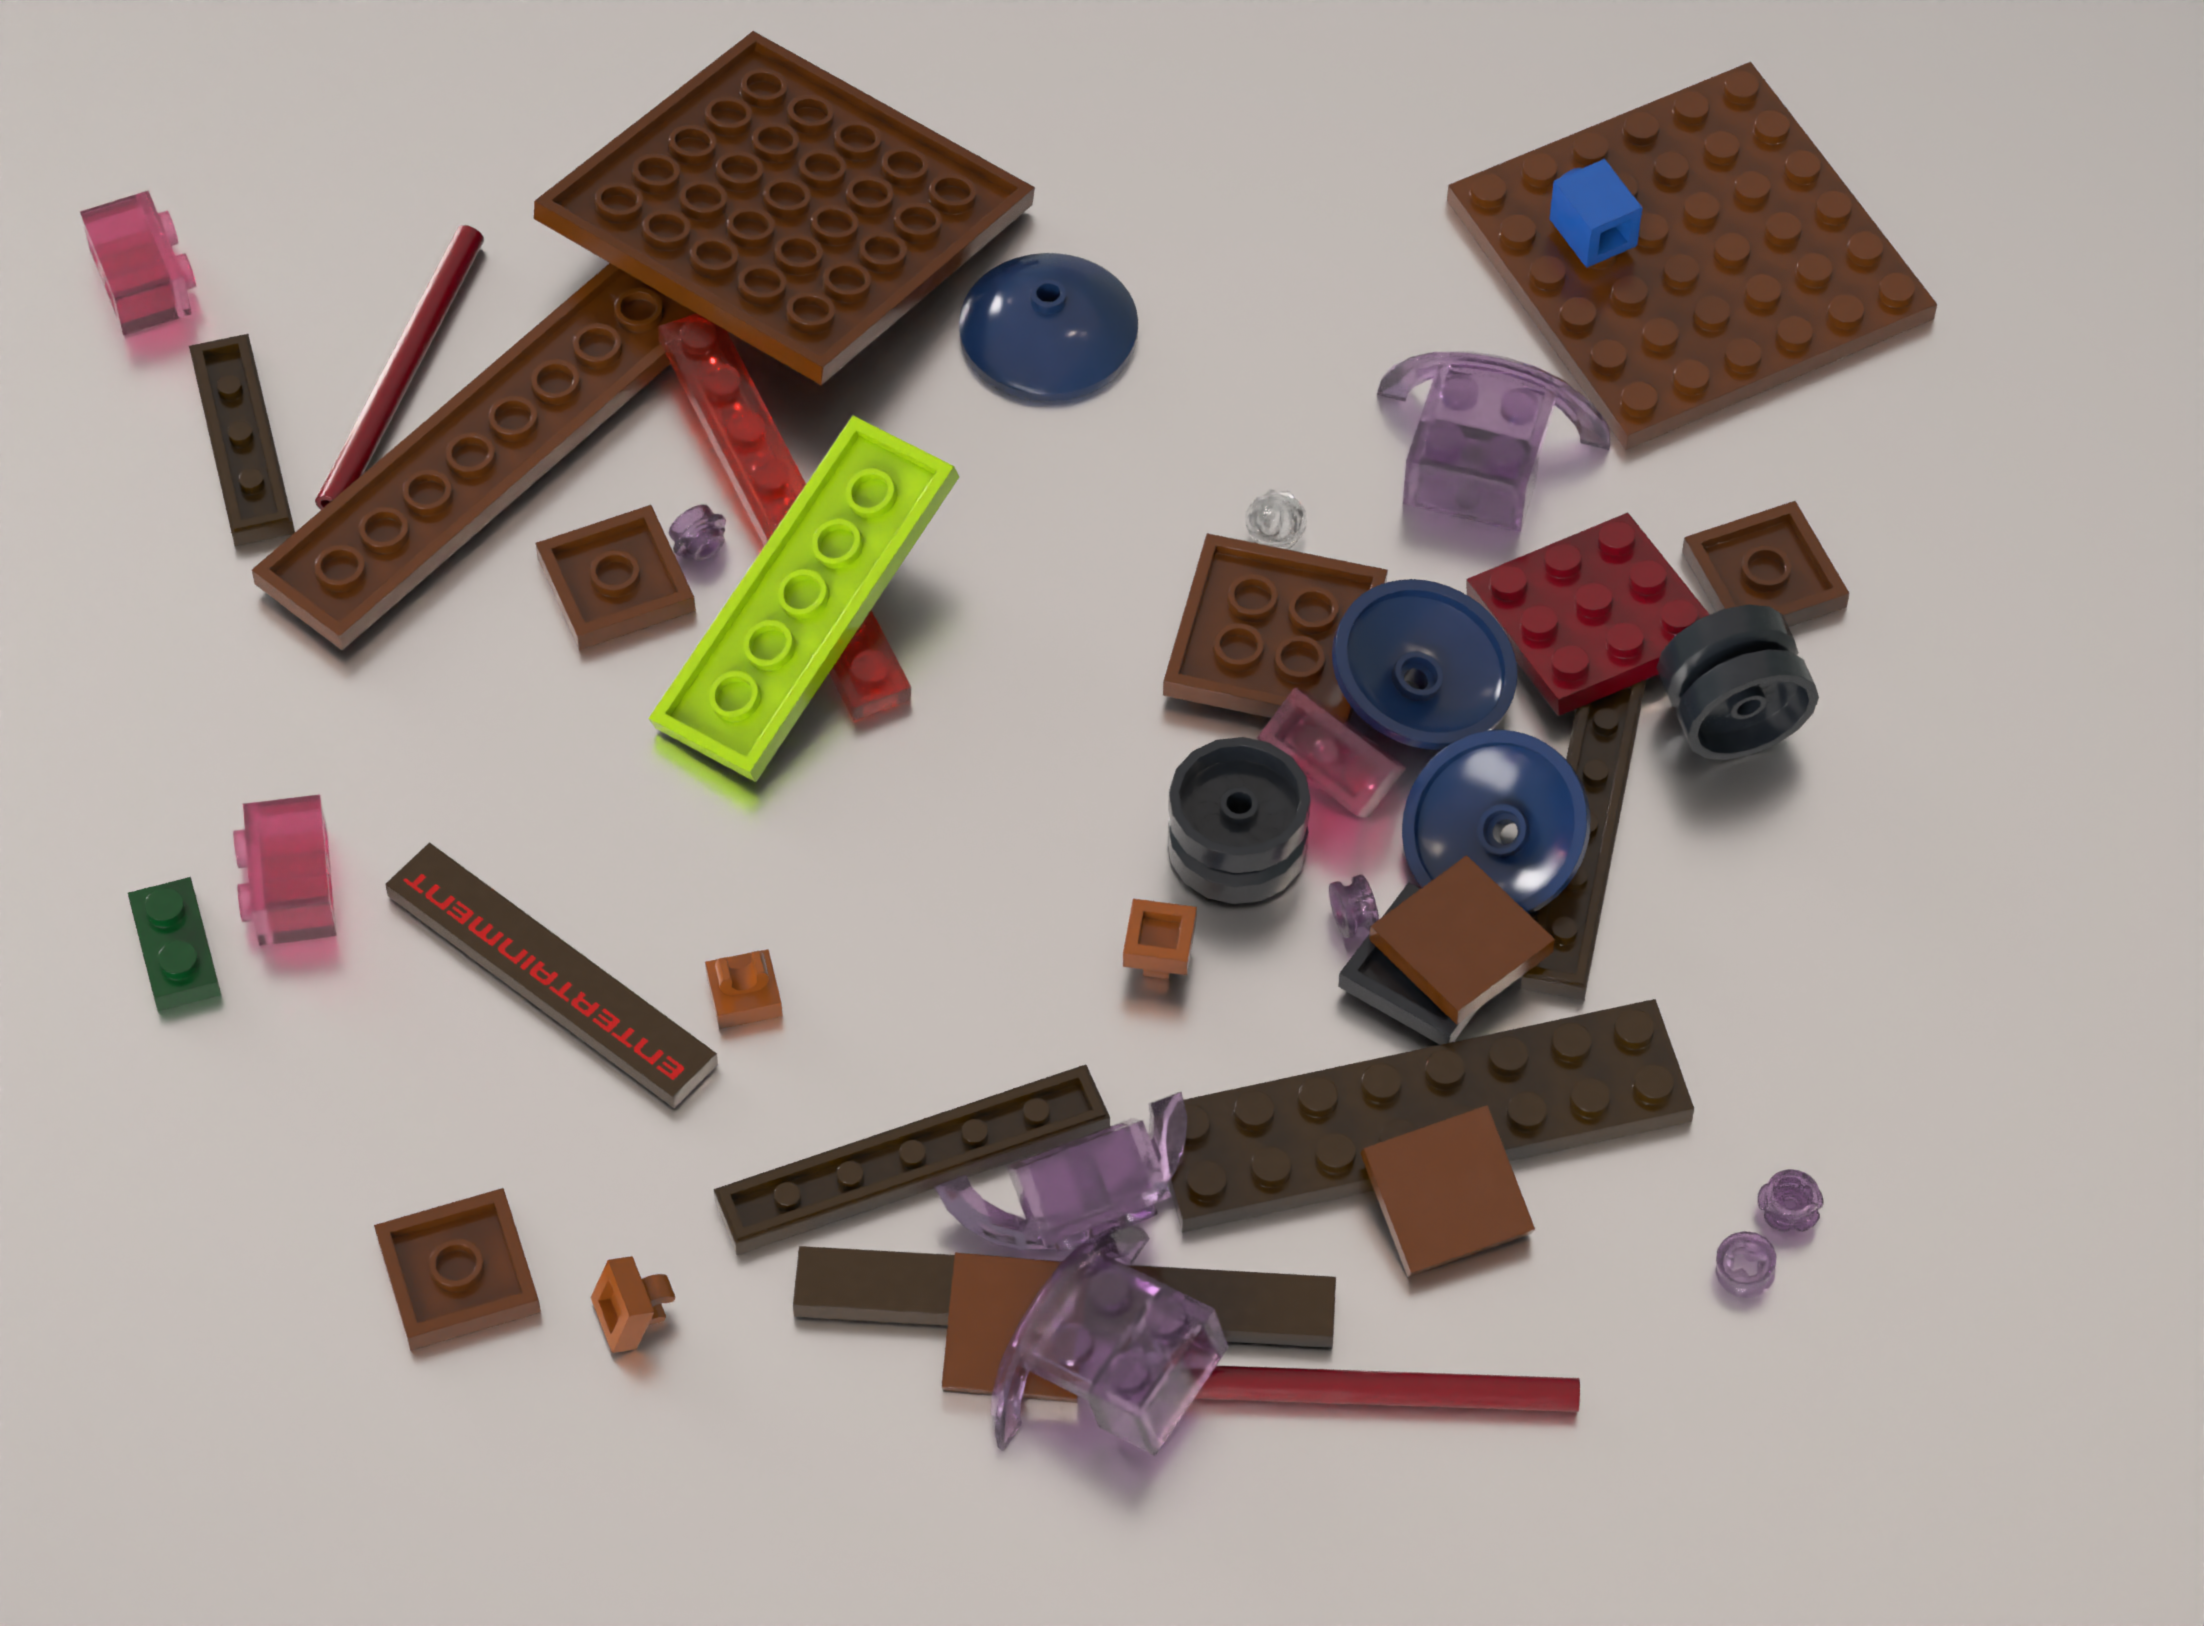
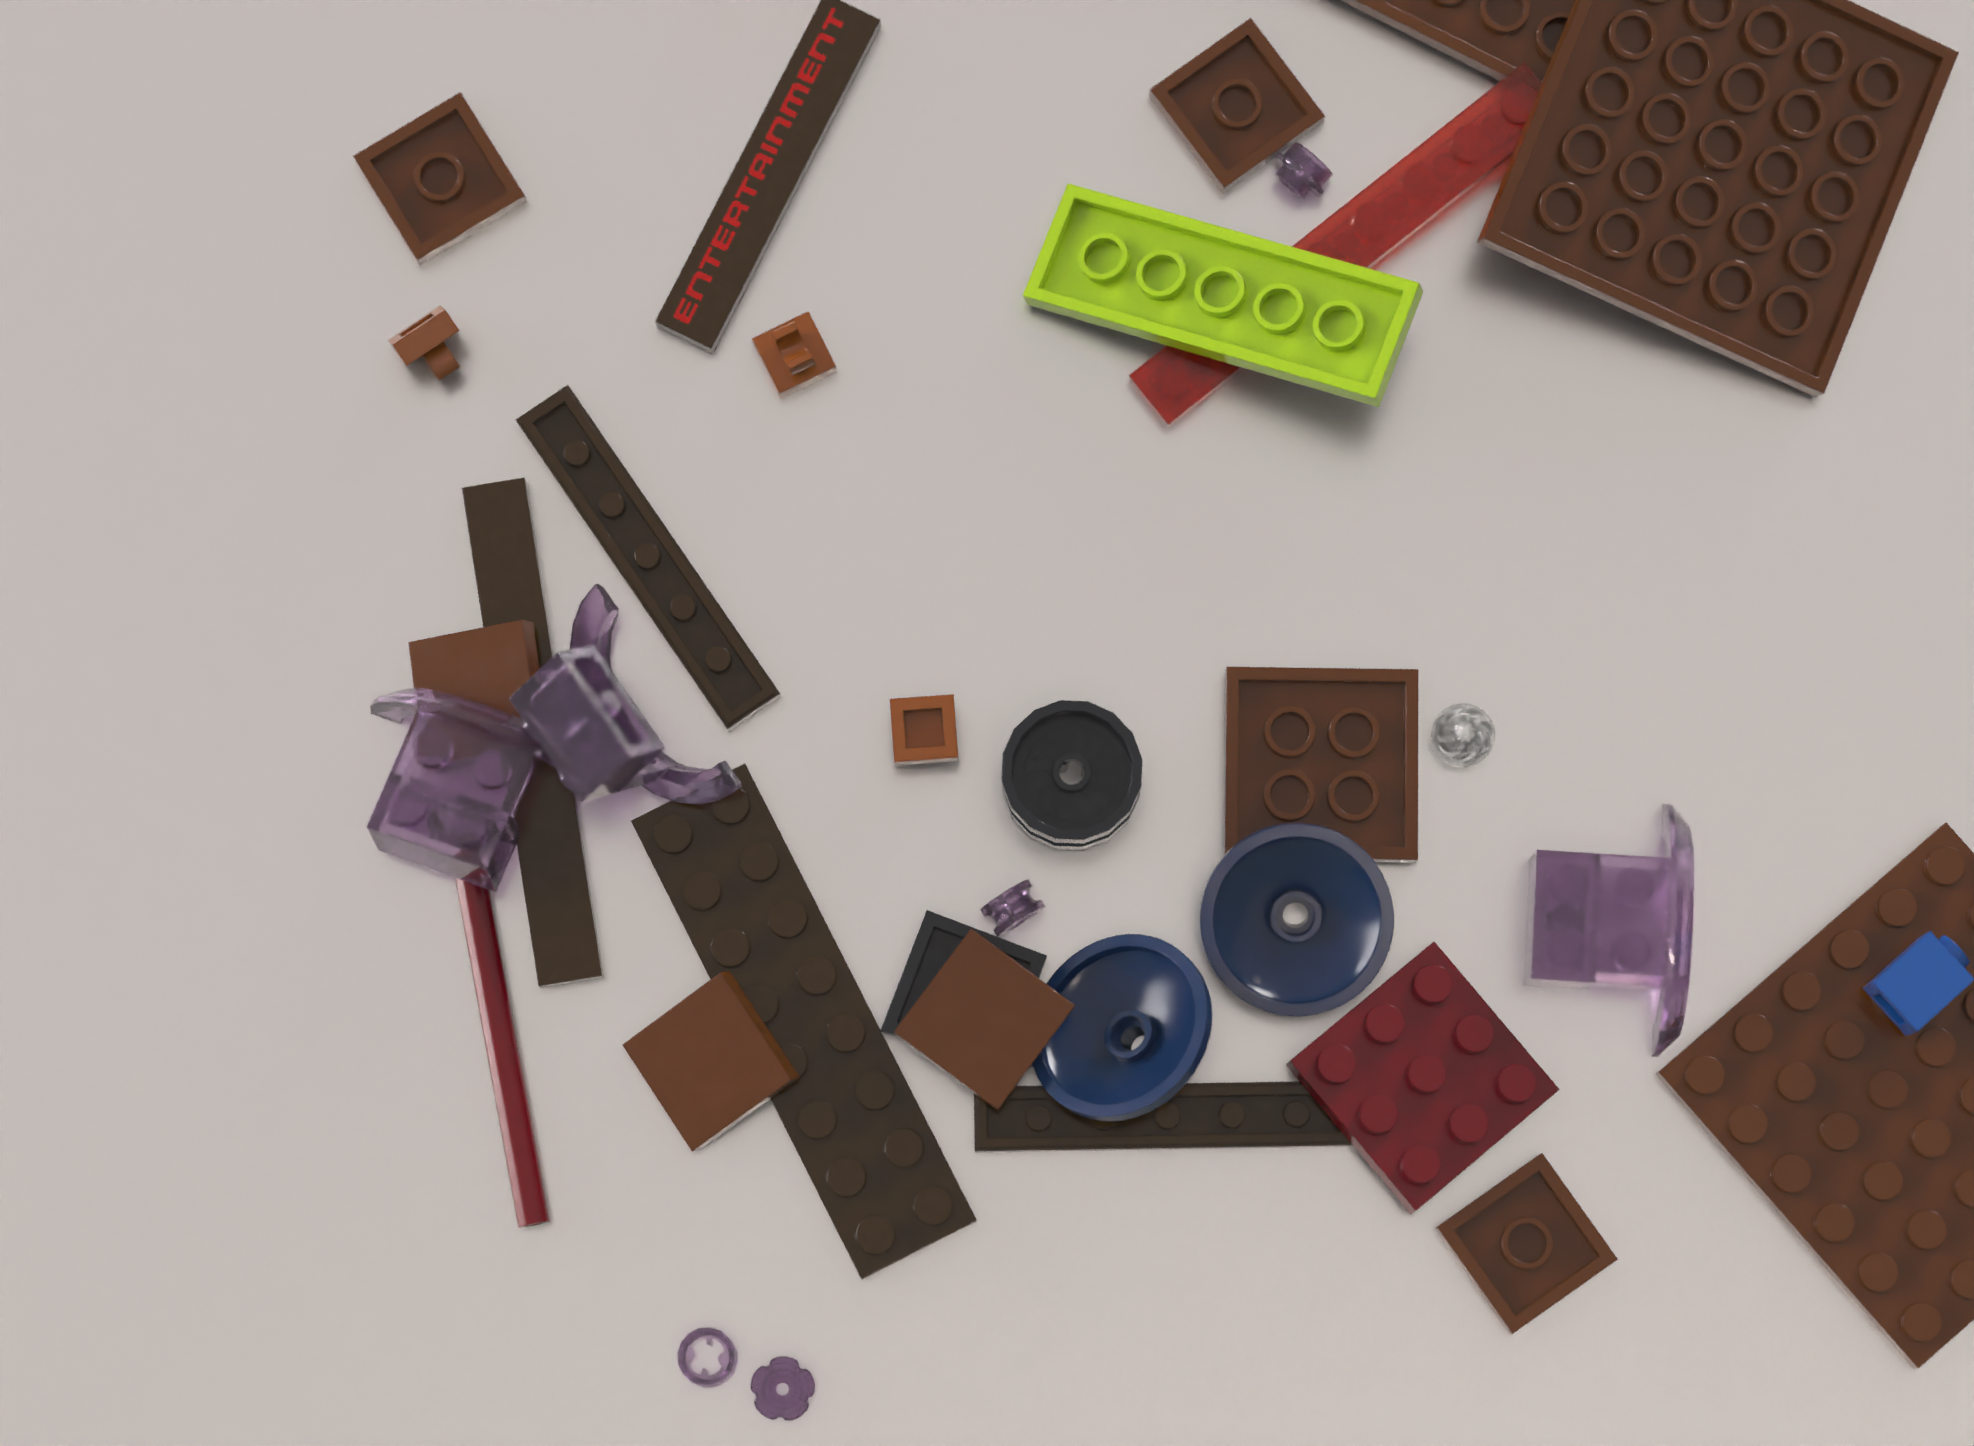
camera: 80 degrees right, 25 degrees up
(1054, 346) = (1635, 484): dark blue dish -> none
(1332, 753) = (1166, 849): clear pink brick -> none
(1737, 682) = (1351, 1232): black wheel -> none

